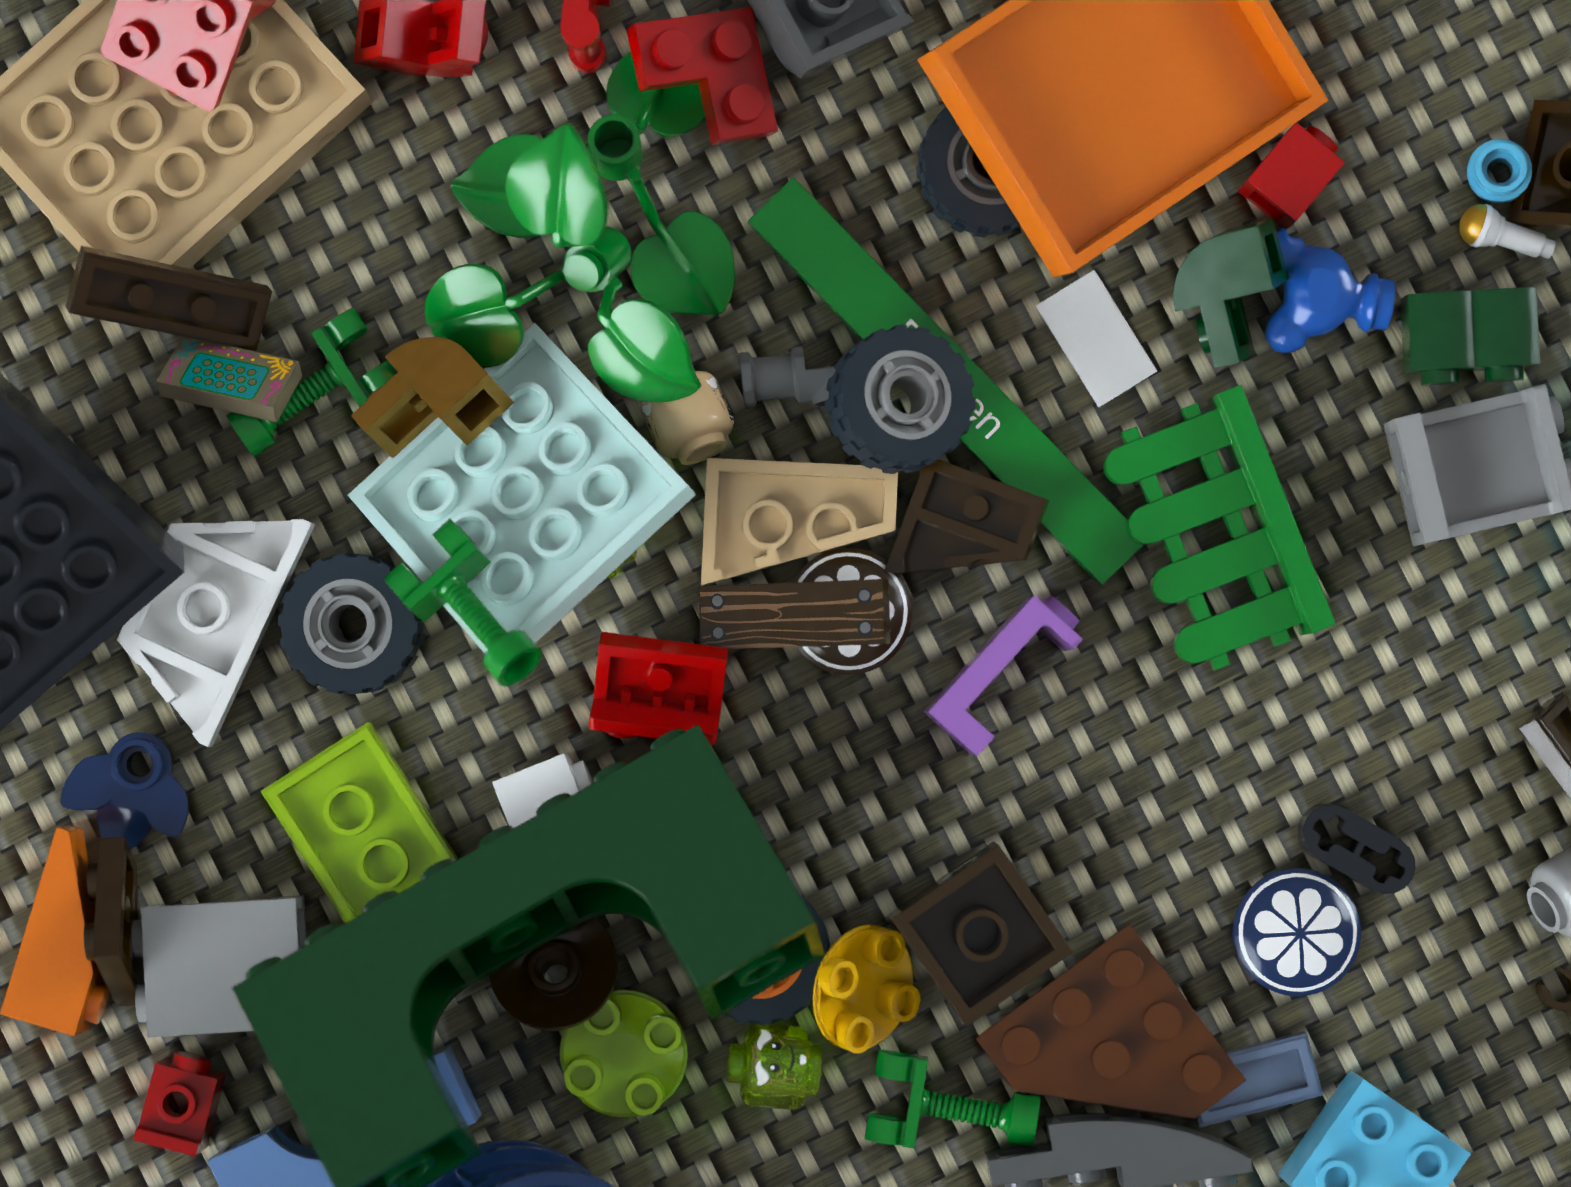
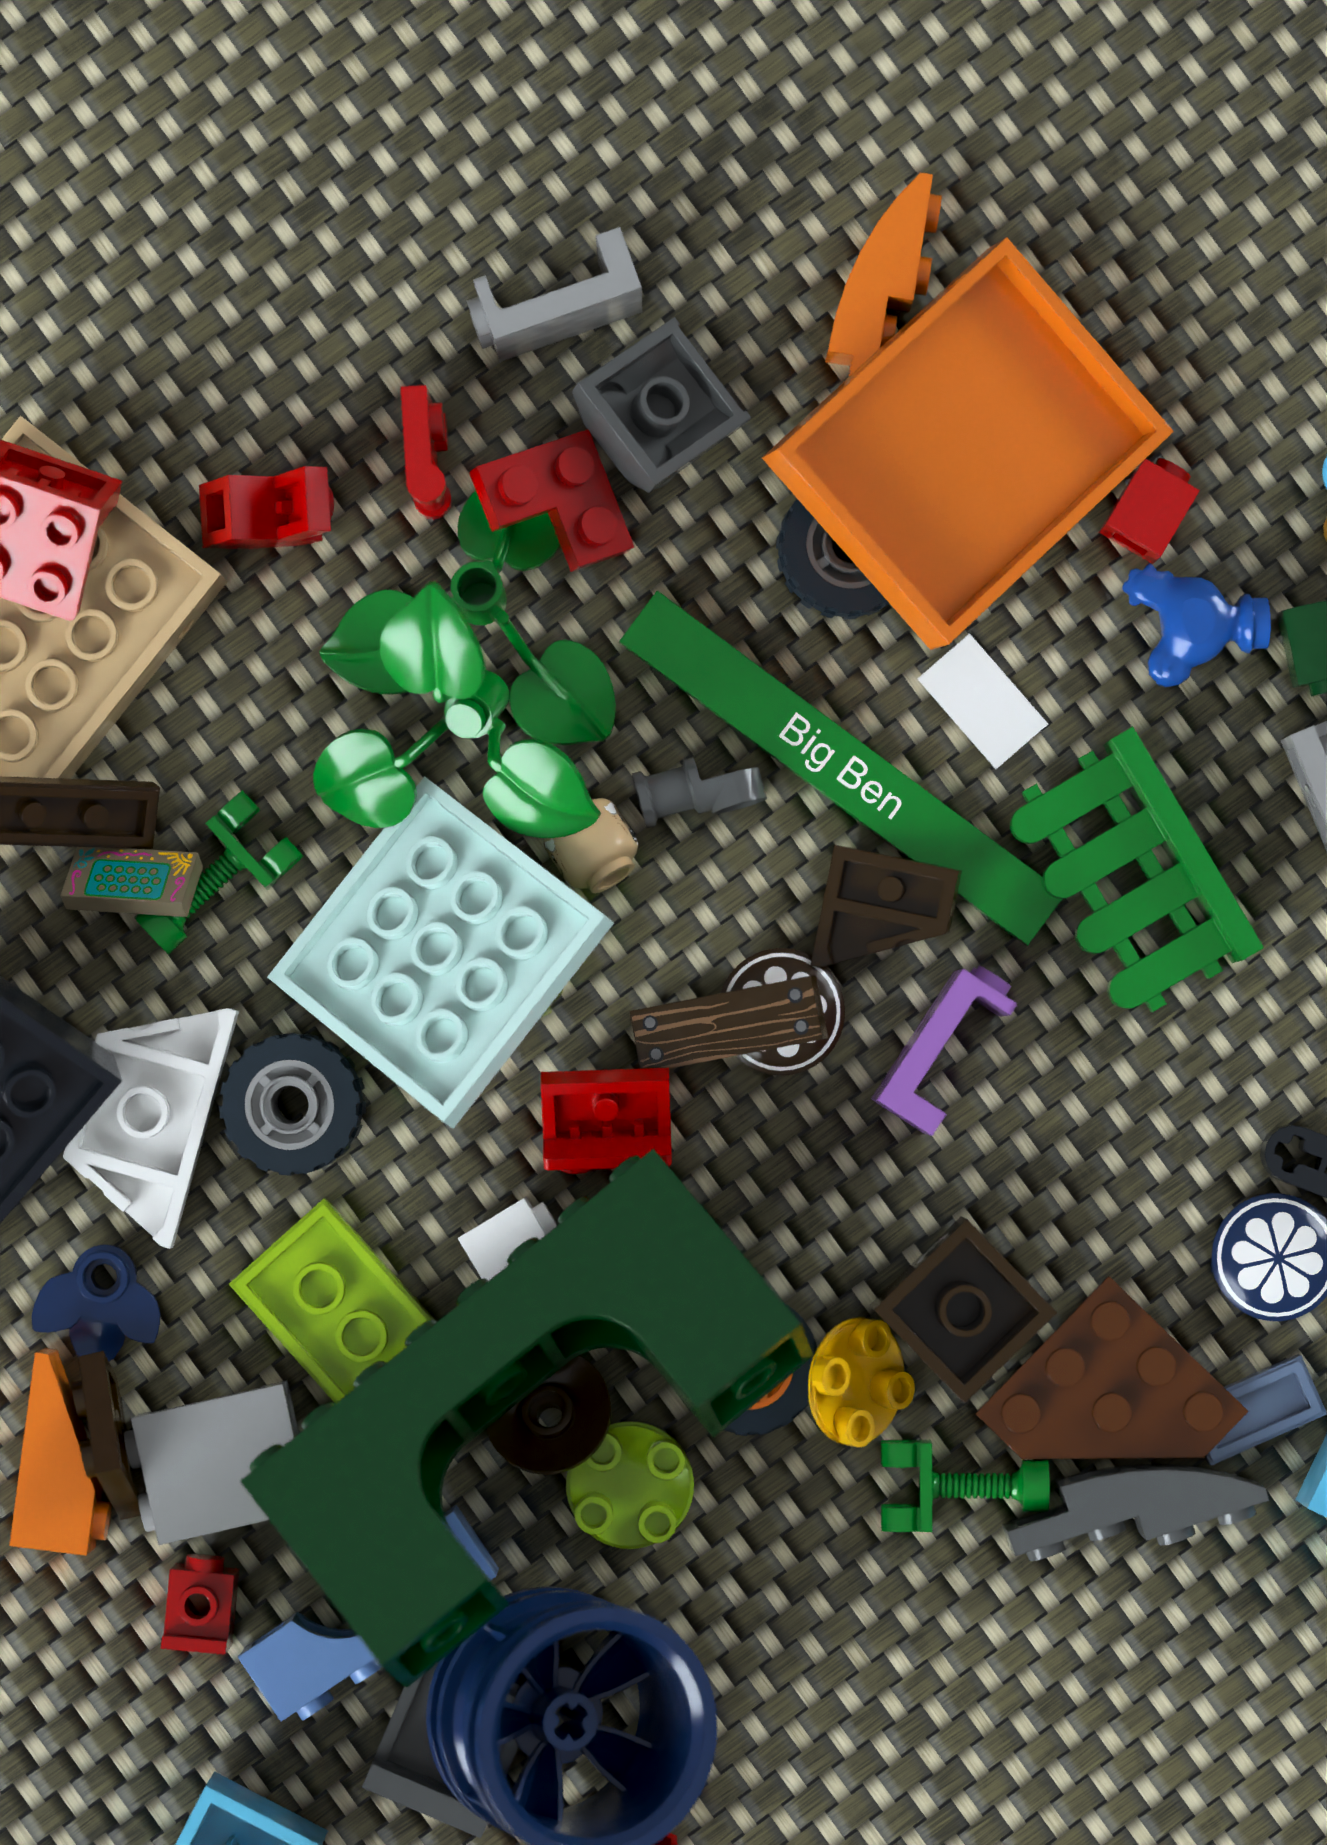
camera: 10 degrees left, 0 degrees up
(431, 382) = (335, 851): pearl gold brick -> none
(509, 654) = (457, 1110): green bar -> none
(775, 1066) = (782, 1473): clear neon green head -> none
(788, 511) = (706, 921): tan wing -> none
(930, 377) = (828, 772): black wheel -> none
(1216, 277) = (1094, 622): dark green brick -> none

